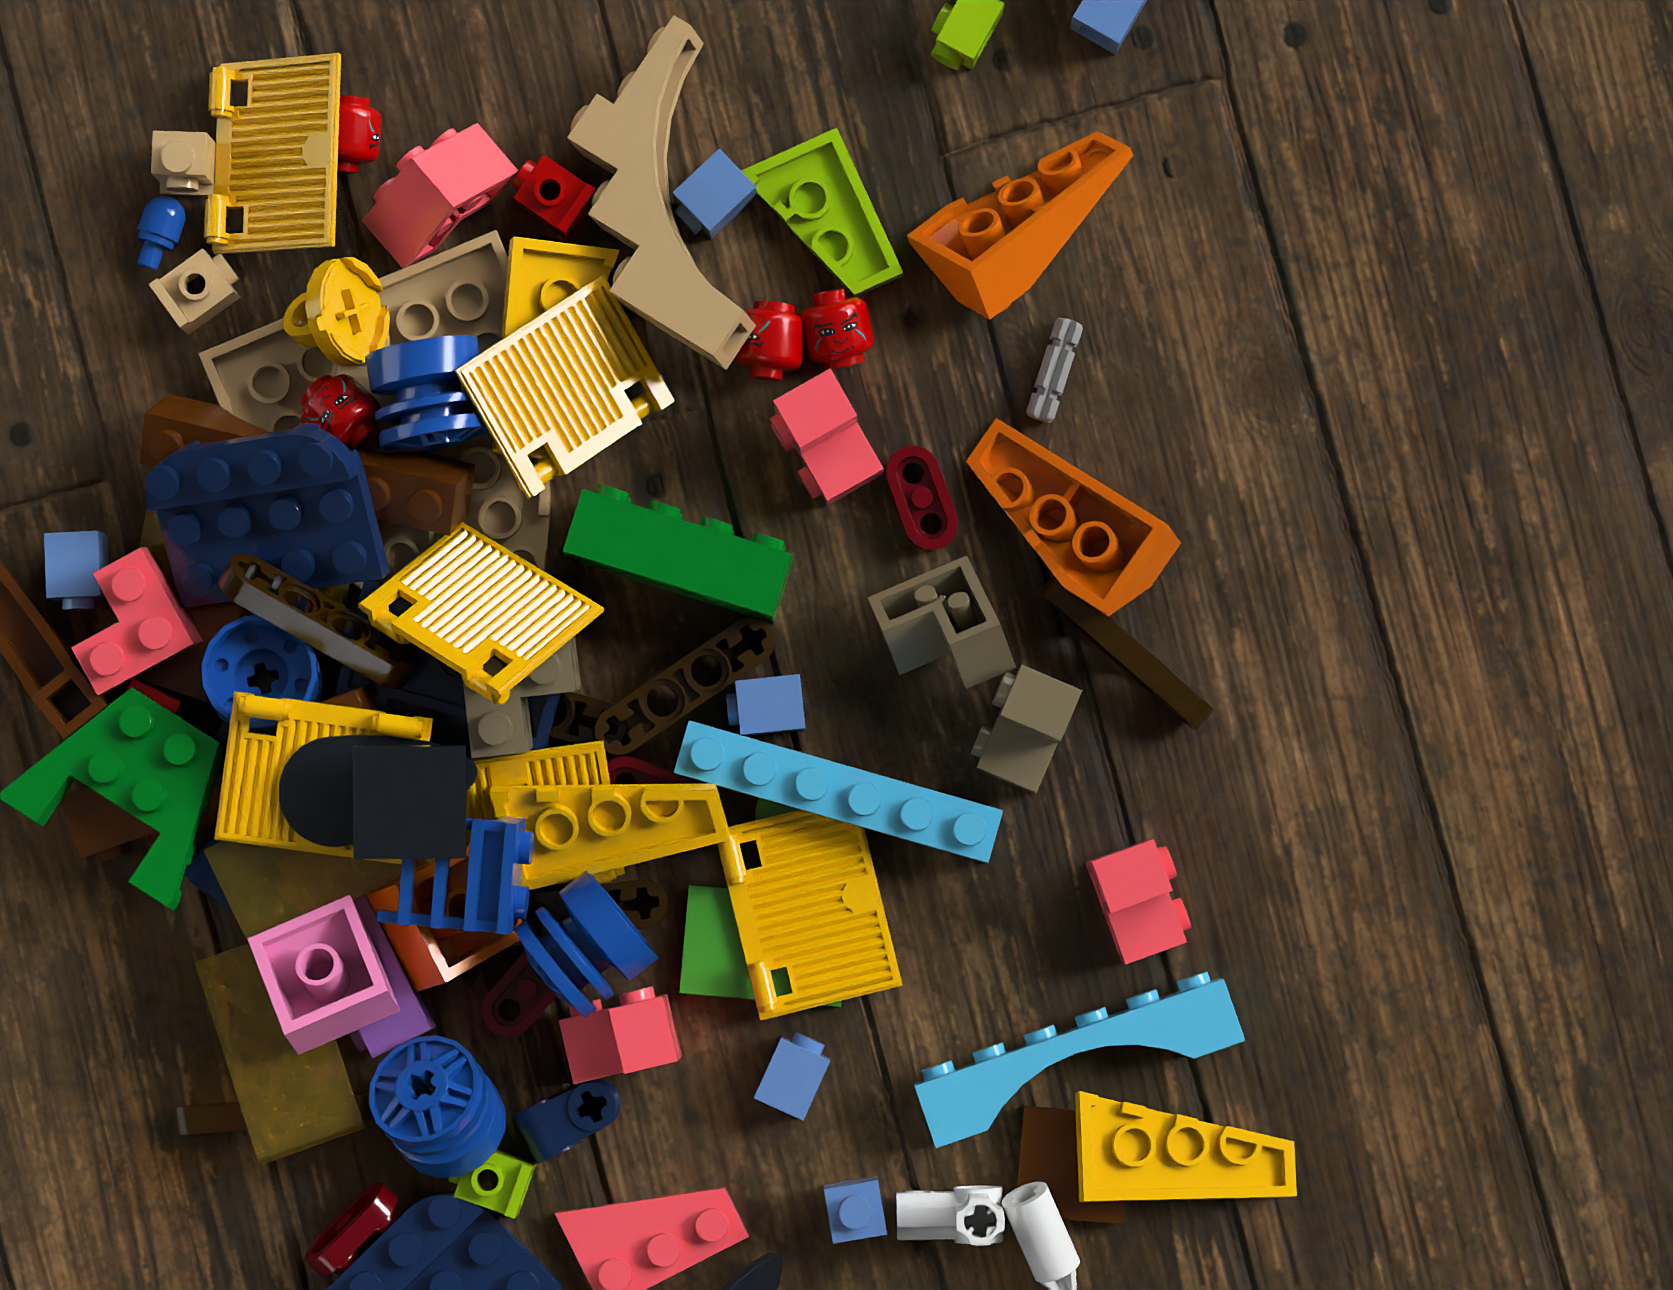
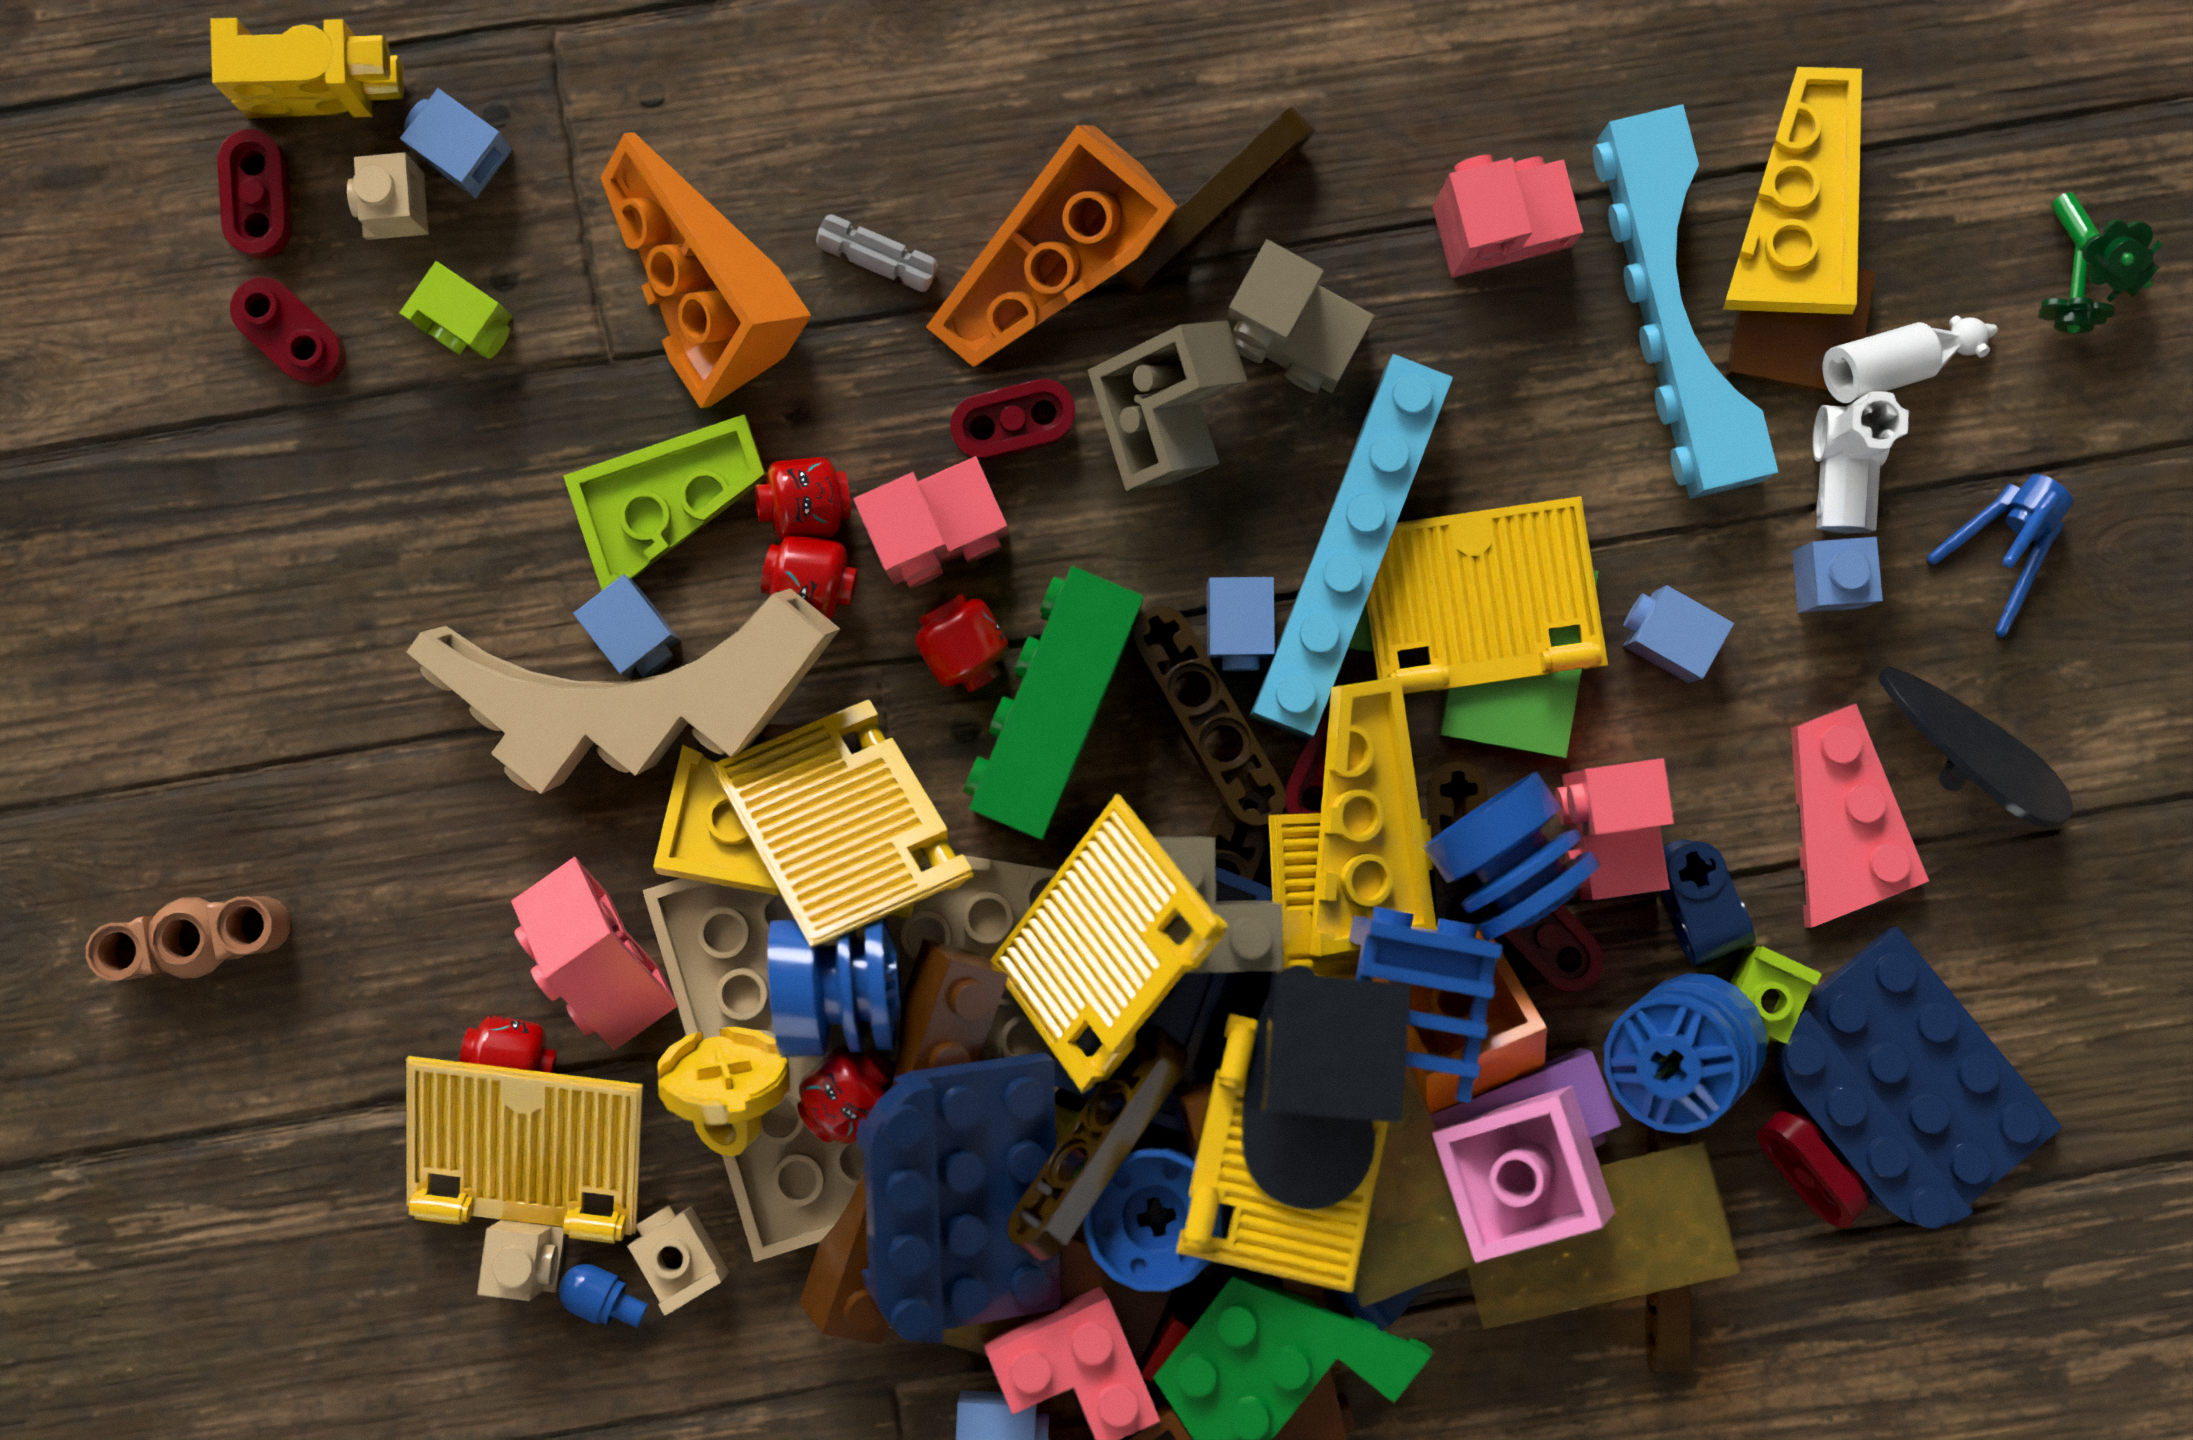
camera: 90 degrees left, 0 degrees up
(567, 210) = (632, 813): red brick -> none
(727, 473) = (961, 643): none -> red head

